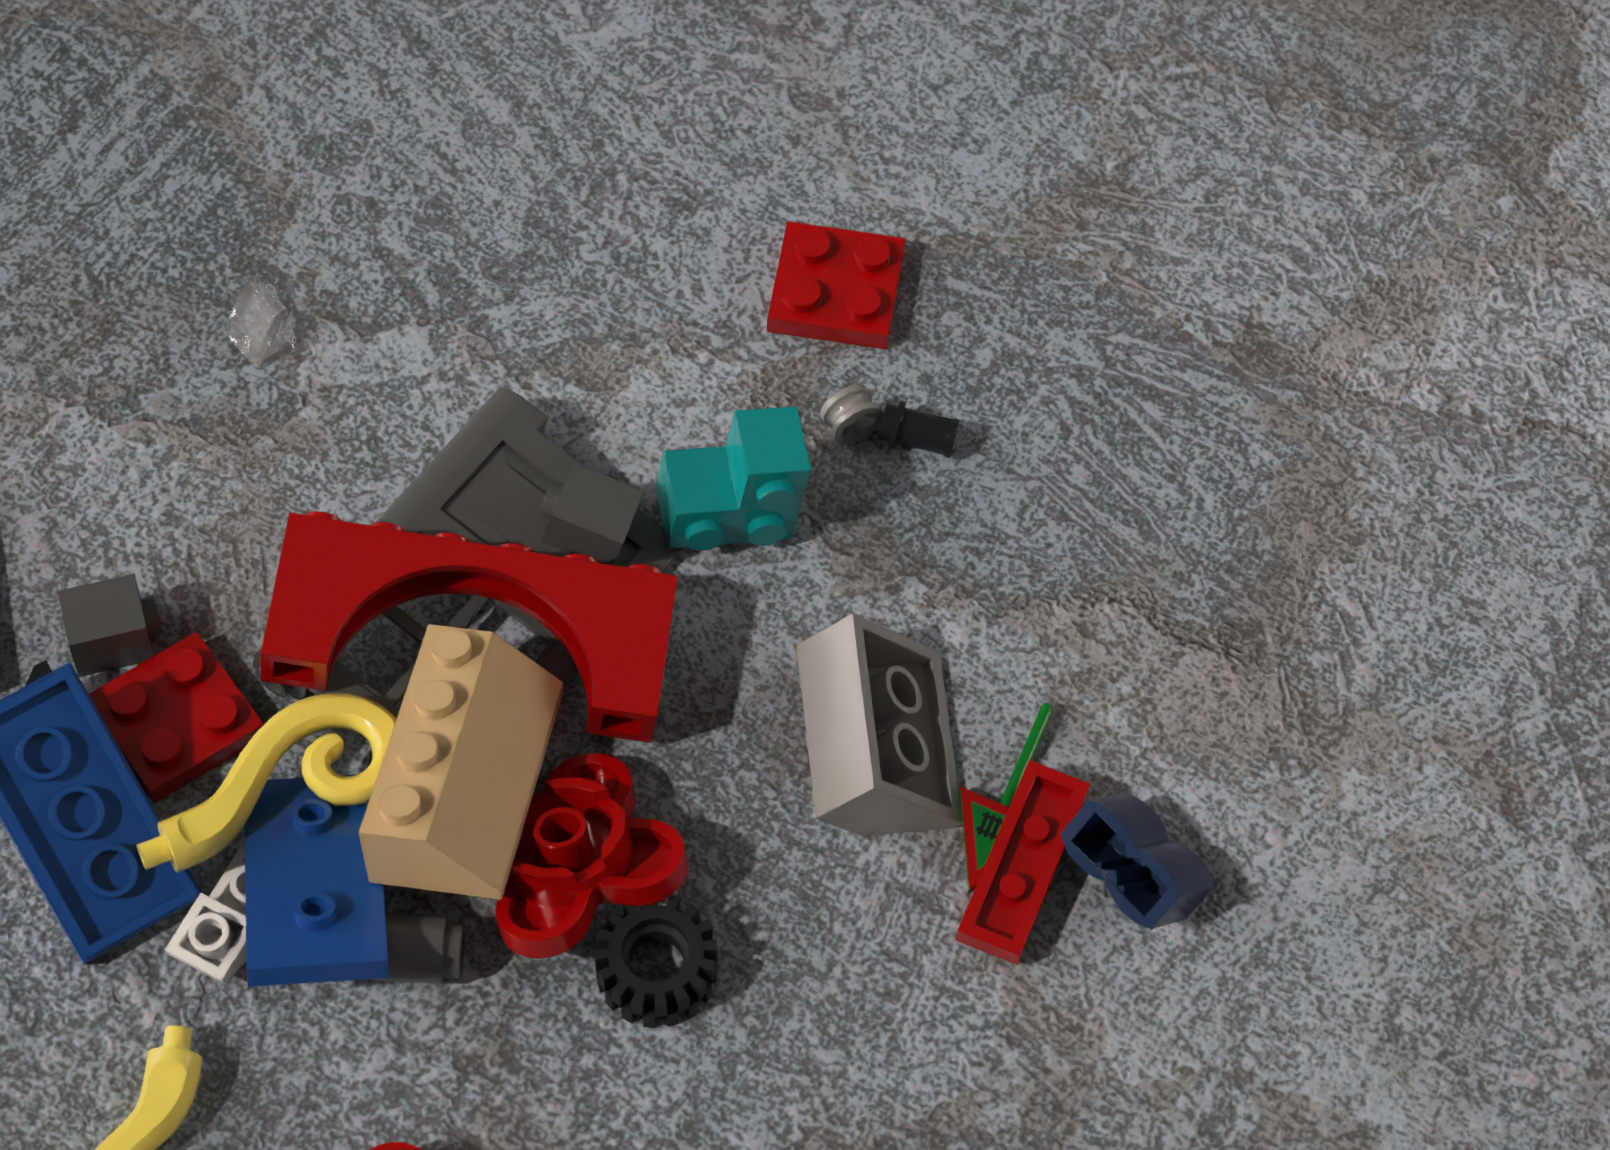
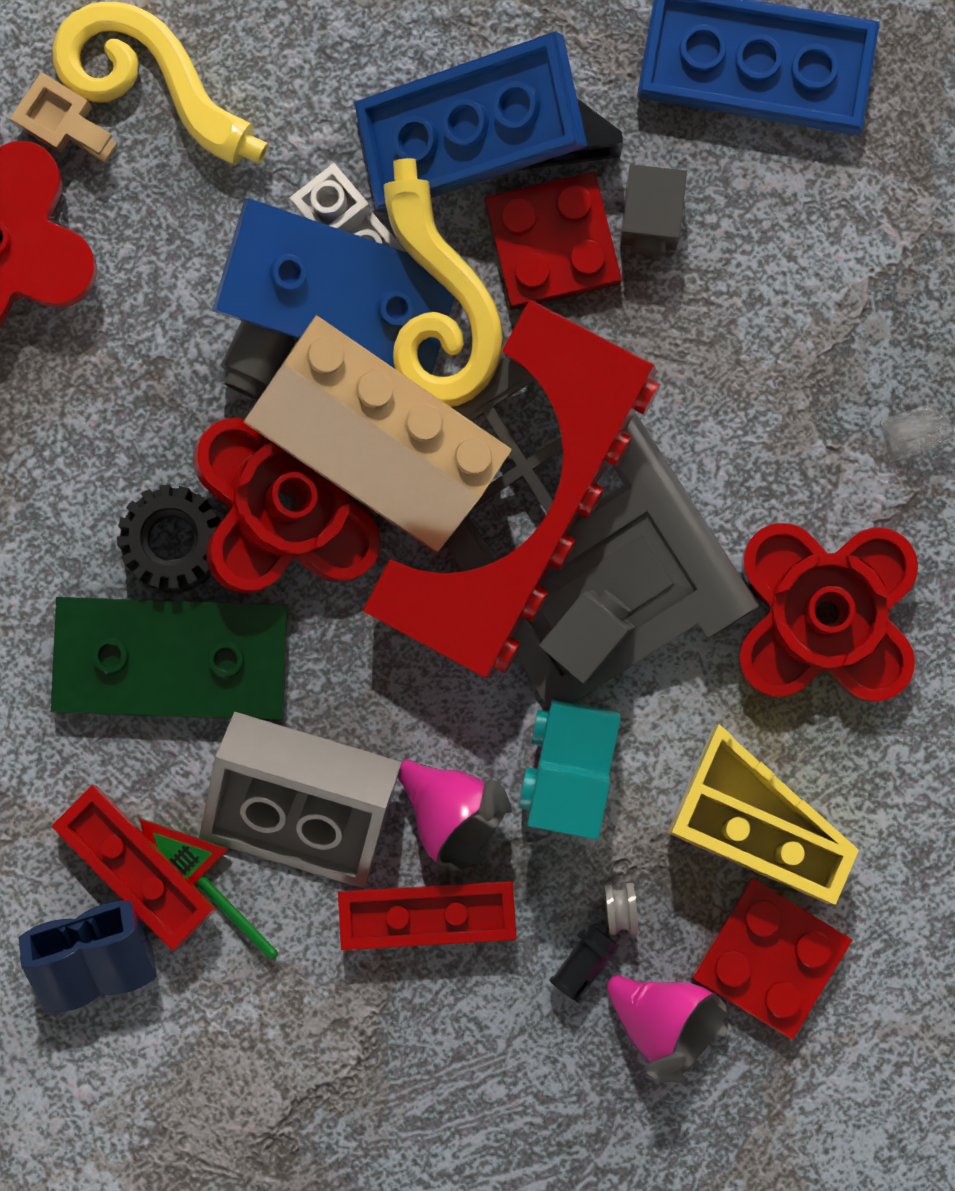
camera: 115 degrees right, 25 degrees up
(475, 339) = (862, 585): none -> red plant
(709, 324) = (757, 822): none -> light yellow wedge
(787, 922) = (169, 658): none -> dark green plate
(822, 579) = (453, 812): none -> dark pink hat
(939, 579) = (426, 915): none -> red plate
(941, 335) = (668, 1022): none -> dark pink hat

